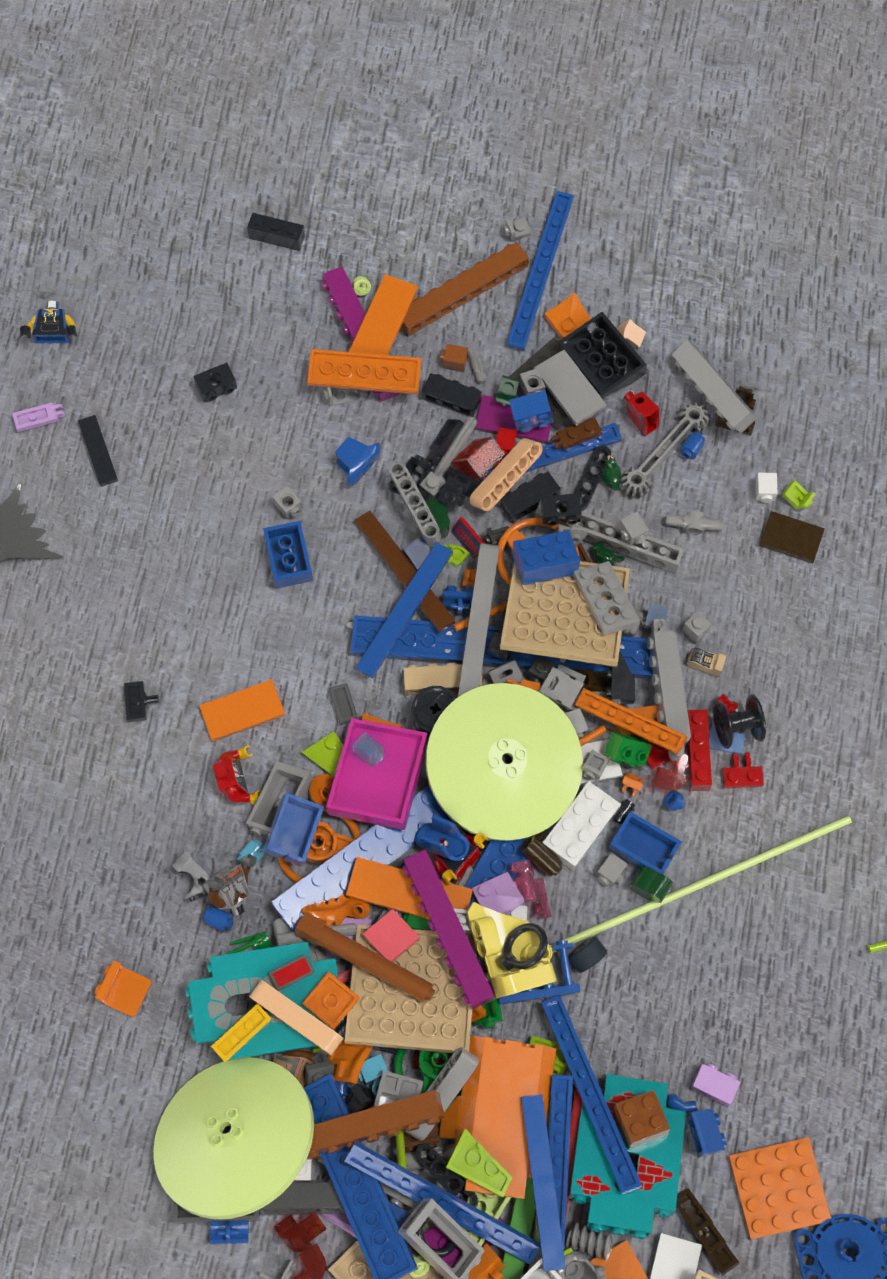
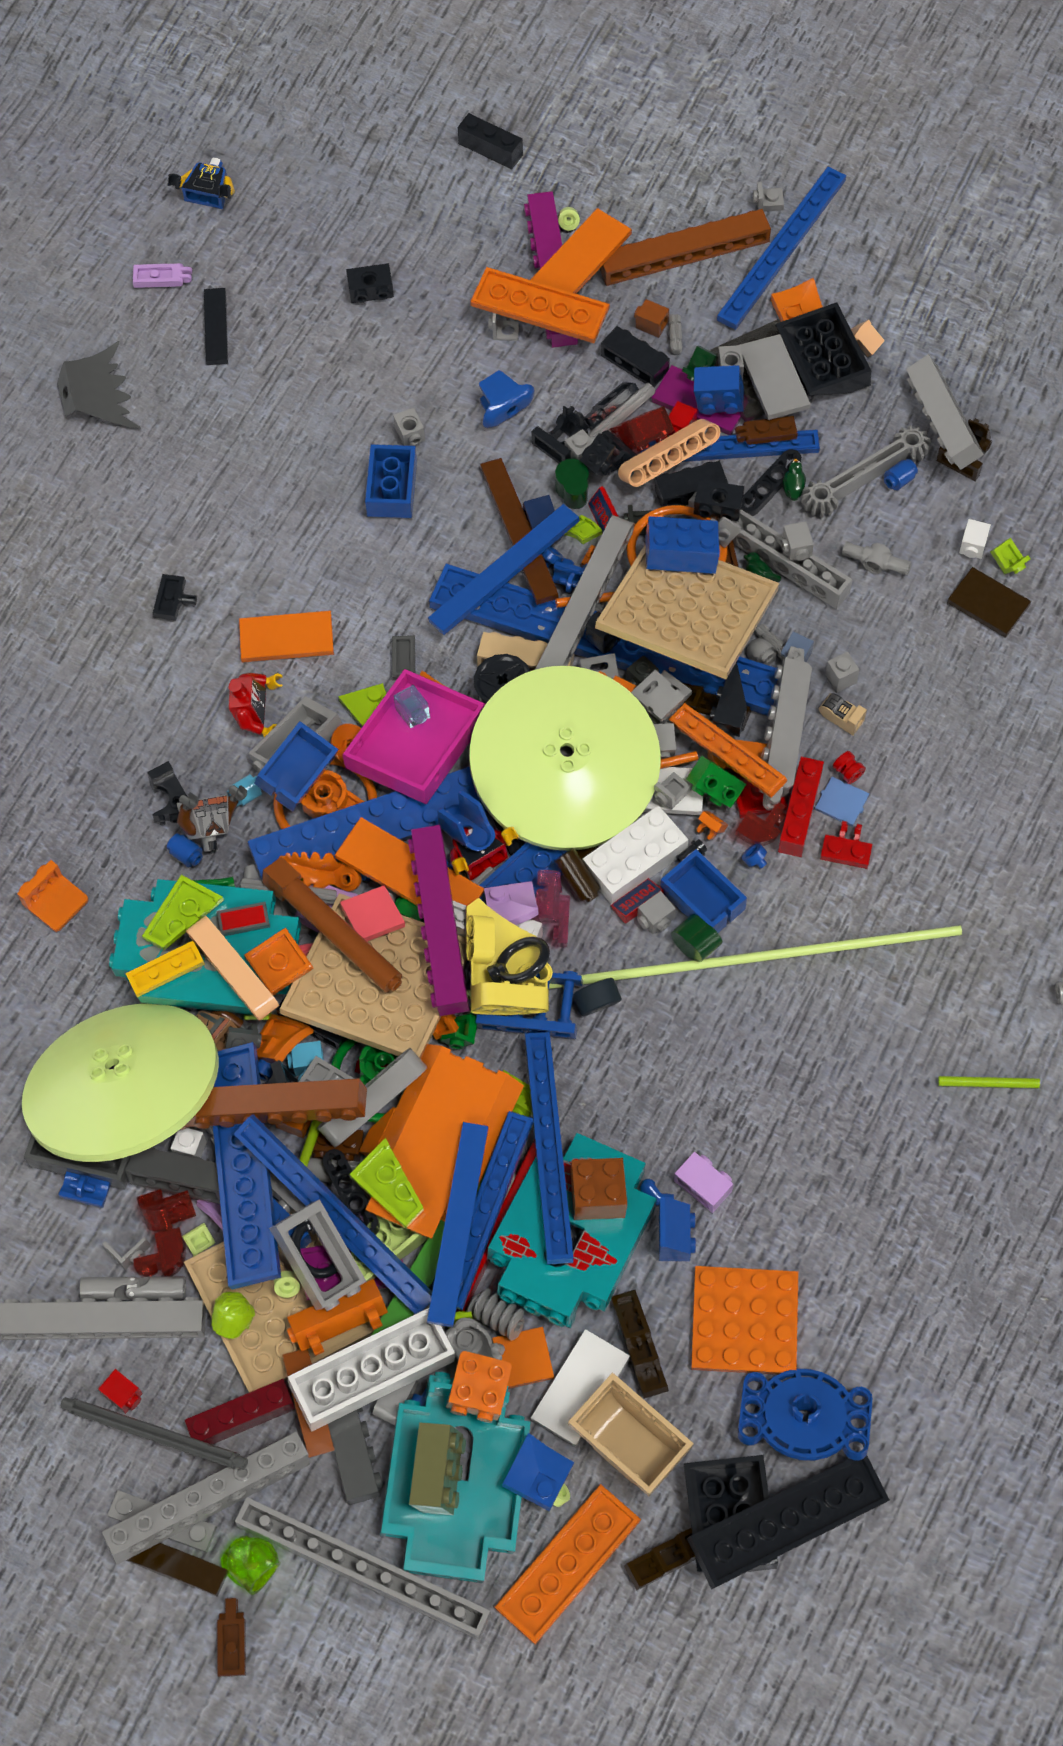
camera: 20 degrees right, 5 degrees down
(238, 981) = (179, 911): none -> lime wing
(333, 1246) = (198, 1239): none -> yellowish green slope
(410, 495) = (552, 455): light grey beam -> none
(438, 586) = (551, 555): none -> blue tile
(592, 862) = (628, 905): none -> slope
(600, 607) = (729, 613): light grey plate -> none
(642, 412) = (852, 415): red torso -> none
(750, 719) = (858, 783): black piece -> none

